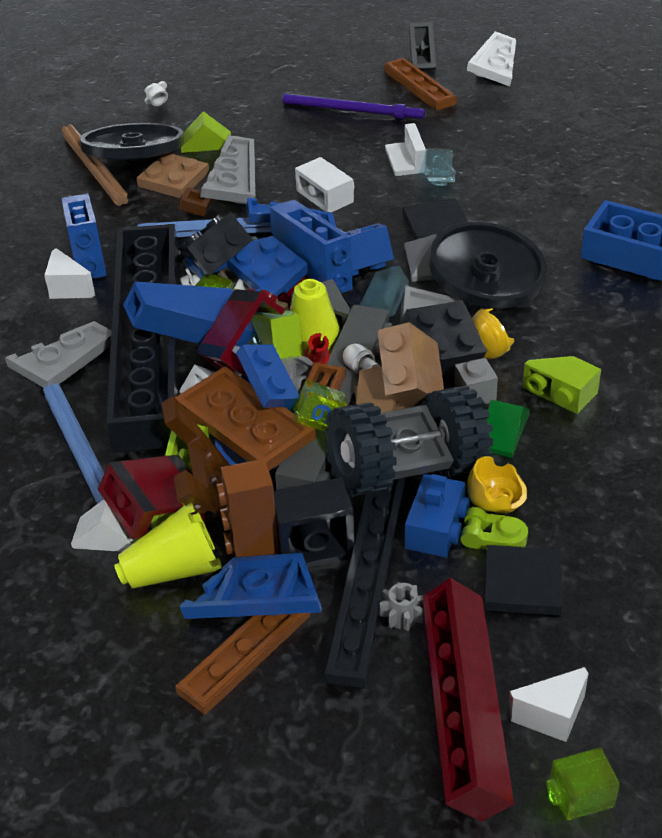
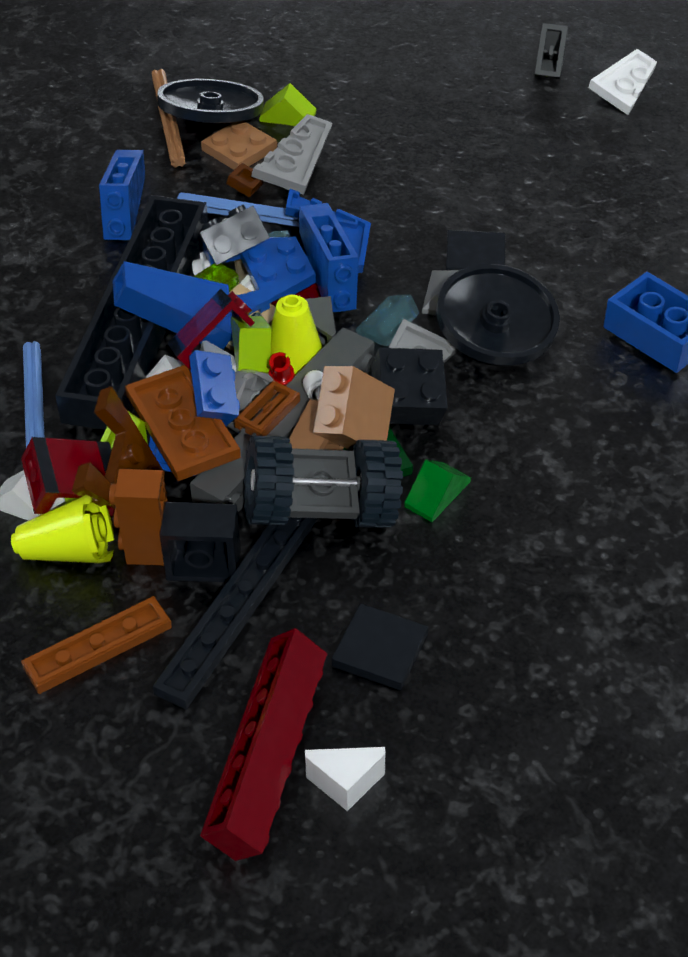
camera: 15 degrees right, 5 degrees up
(62, 358) = (50, 318): light grey wing -> none
(67, 278) = (89, 235): white slope -> none
(156, 93) = (259, 51): white plate -> none
(257, 587) = (128, 589): blue wing -> none
(316, 404) = (251, 421): clear neon green brick -> none
(324, 185) = (380, 189): white brick -> none
(370, 247) = (382, 269): blue brick -> none
(399, 111) = (494, 120): dark purple bar -> none
(402, 606) = (251, 641): light grey gear -> none
(408, 156) = (479, 172): white panel -> none
(420, 84) = (533, 93): dark orange tile -> none
(436, 515) = (325, 562): blue brick -> none
(439, 166) = (504, 193): clear light blue bracket -> none
(478, 376) = (425, 438): light grey brick -> none
(492, 334) = (461, 391): yellow hair -> none
(495, 487) = (393, 548): yellow hair -> none
(503, 529) = (385, 594): lime plate -> none
(562, 381) = (515, 456): lime slope -> none
(583, 784) = (334, 854): clear neon green brick -> none

